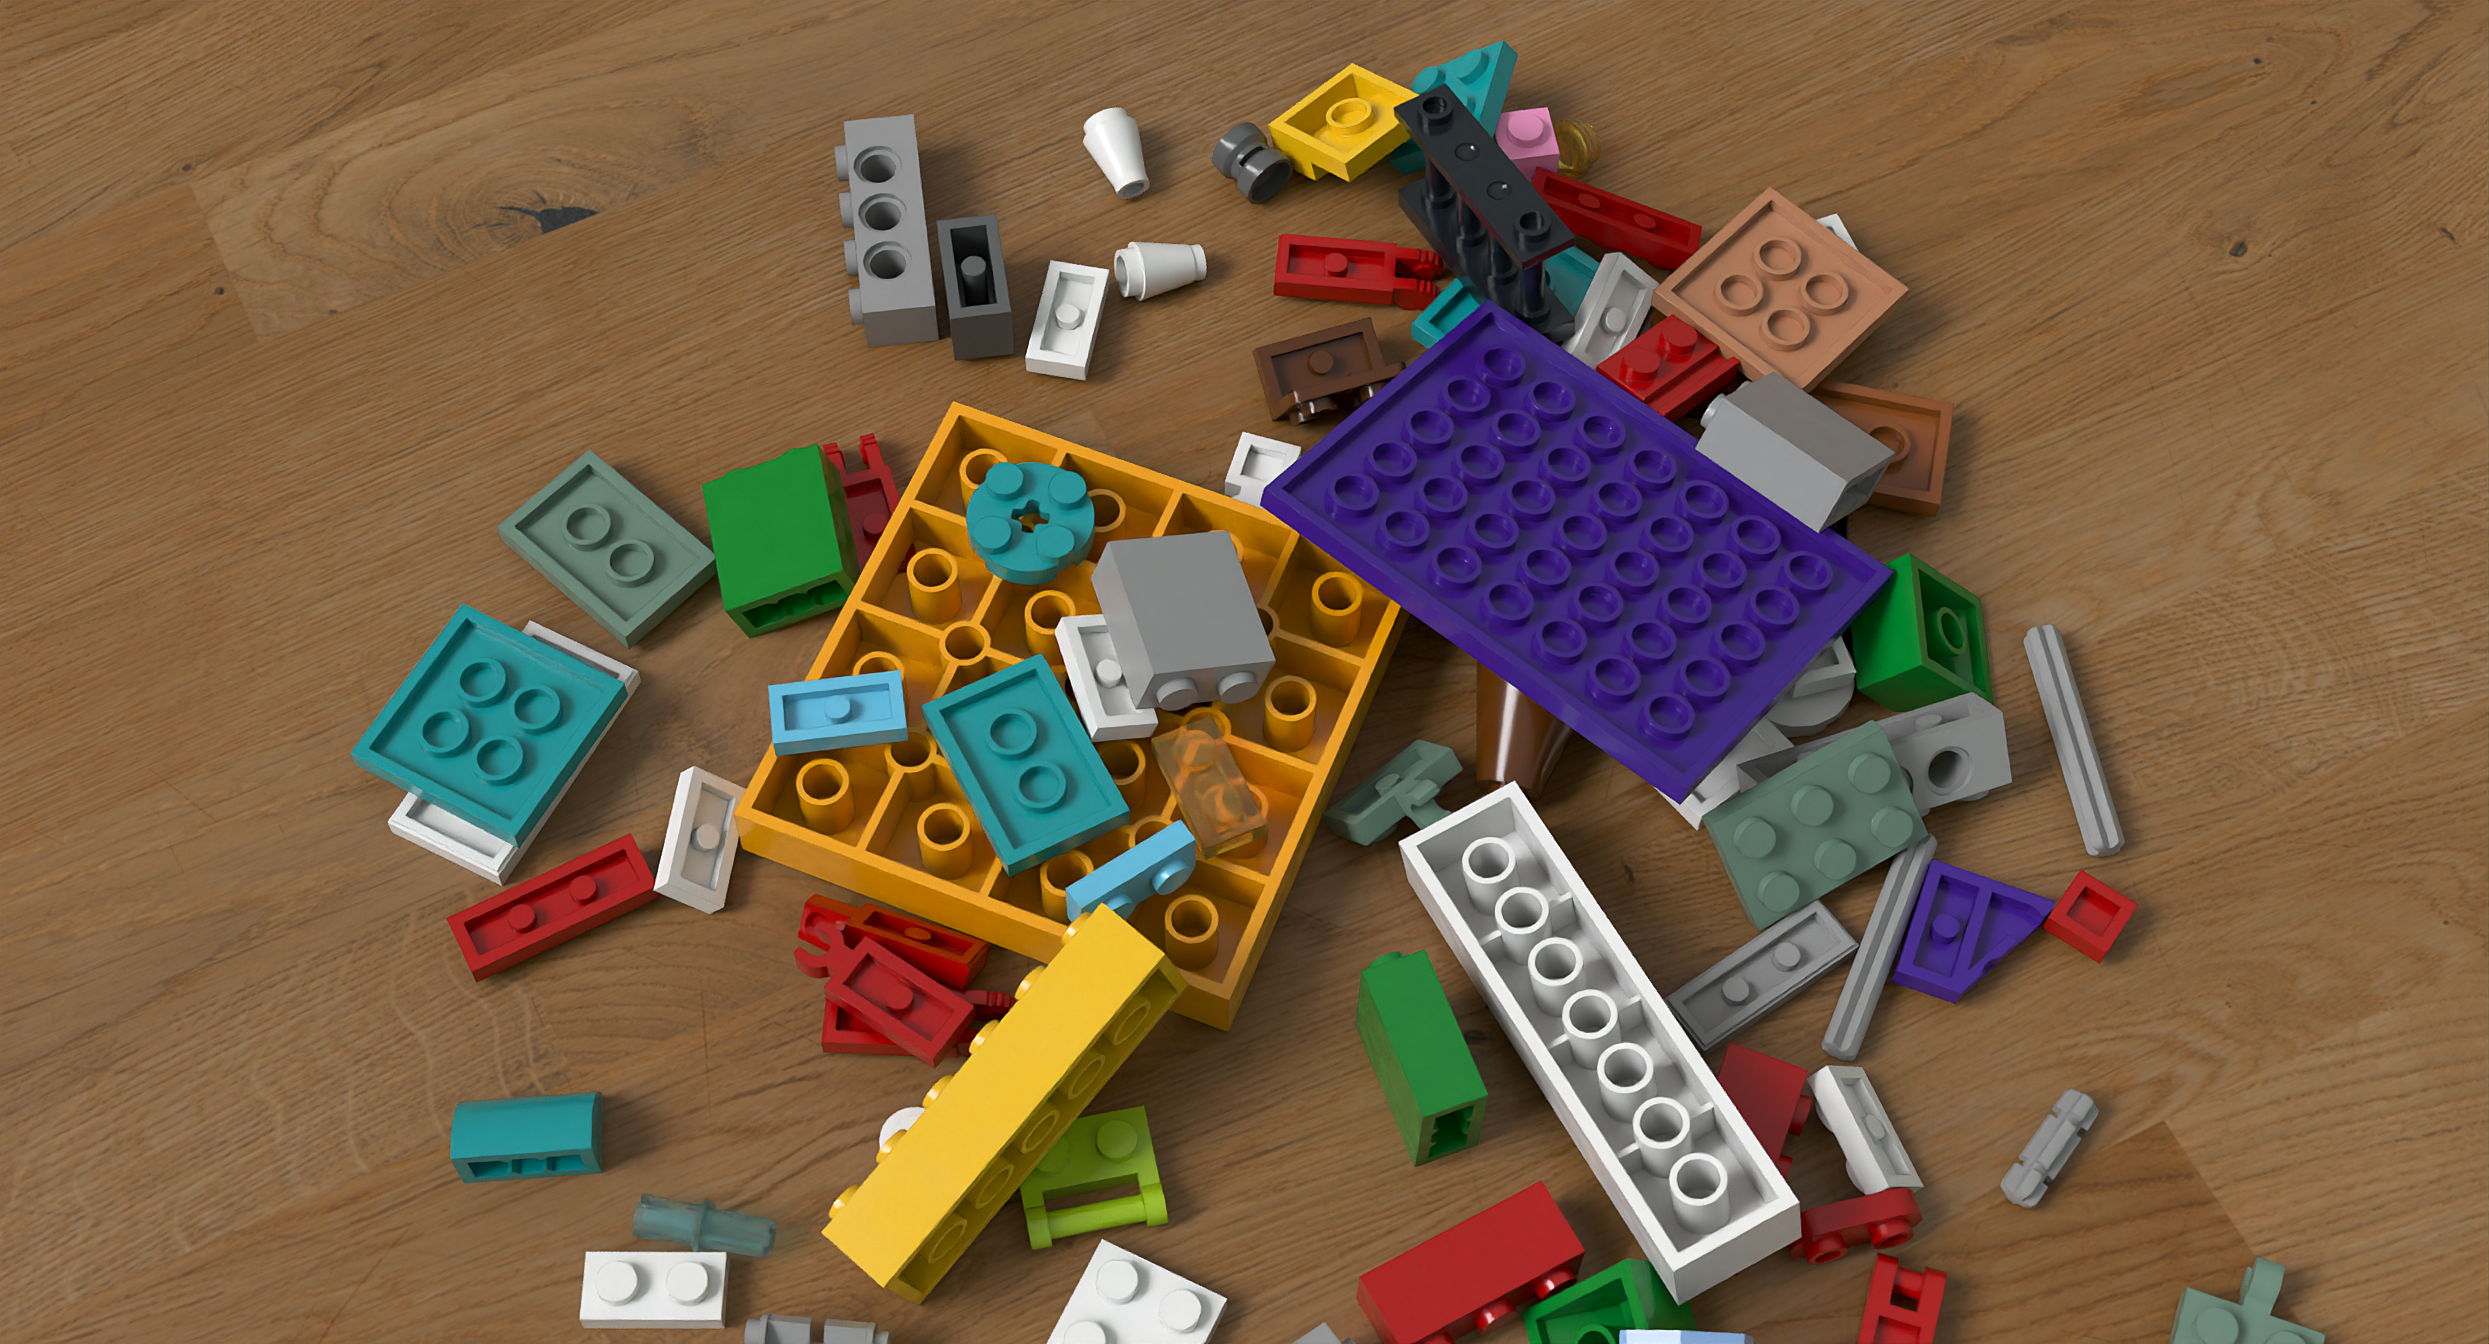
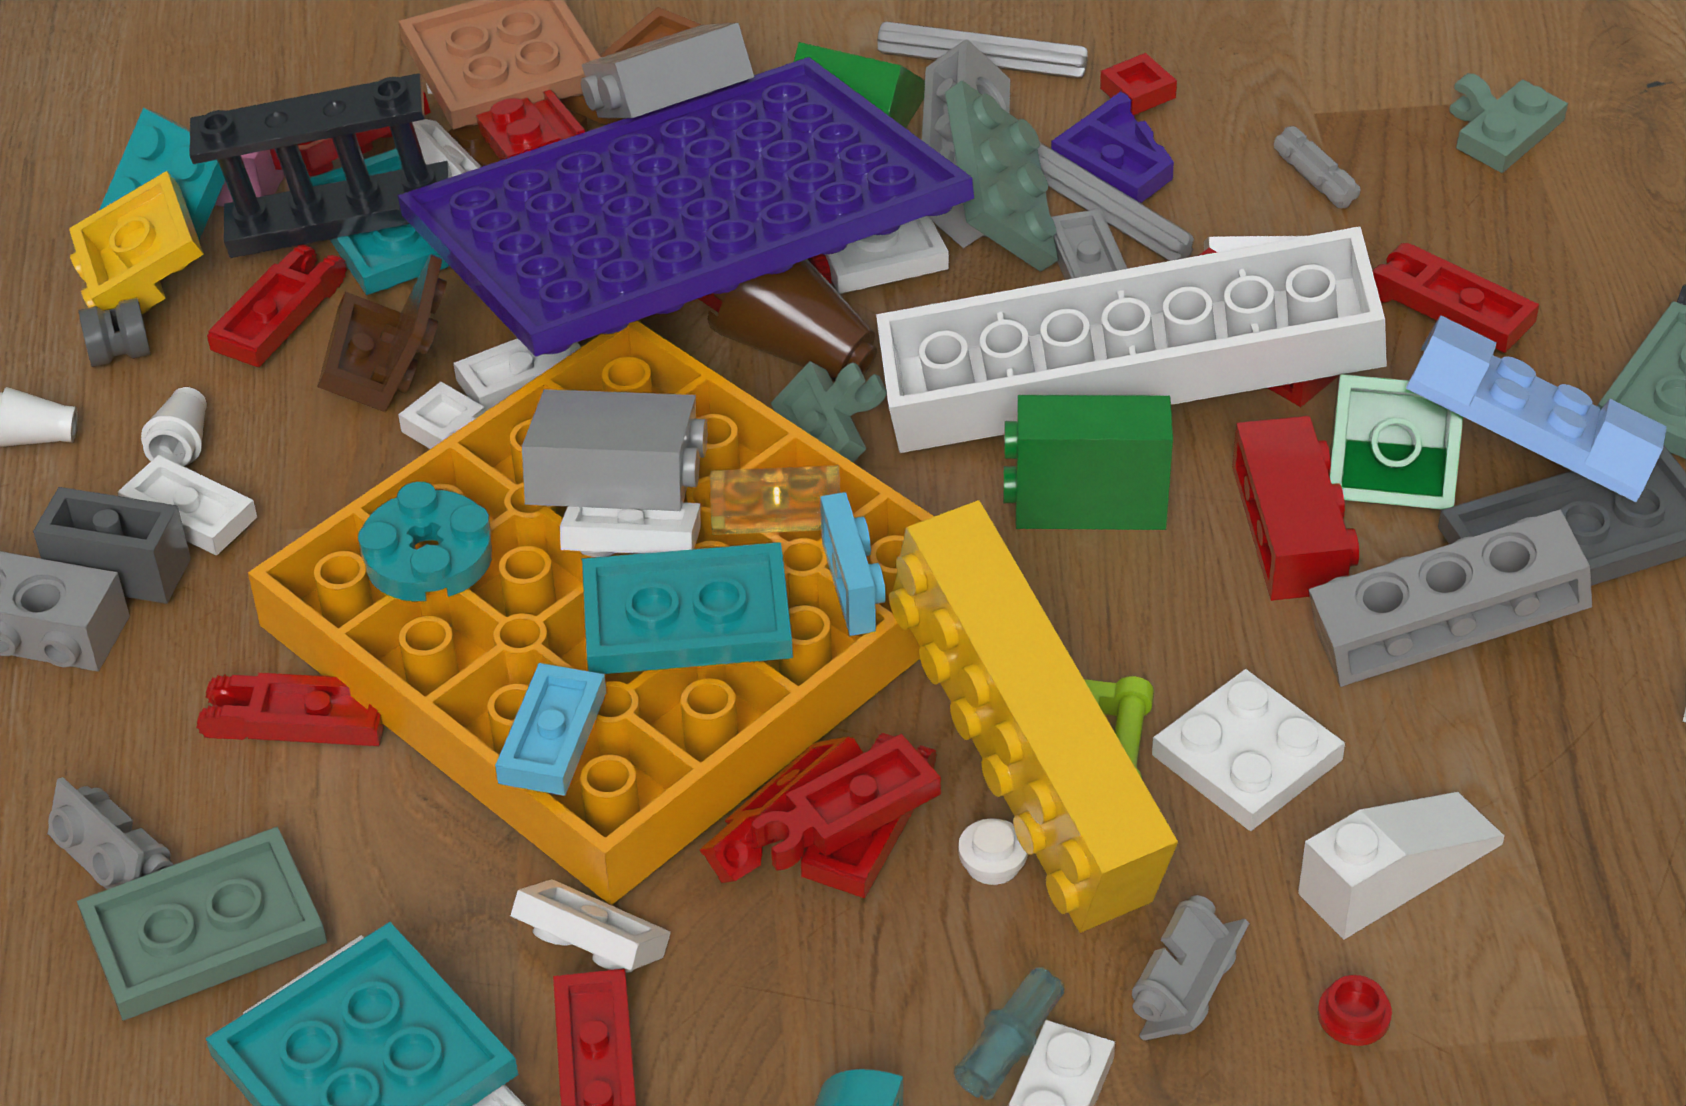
camera: 65 degrees left, 15 degrees down
(685, 420) = (101, 836): none -> light grey hinge
(782, 540) = (296, 763): green brick -> none

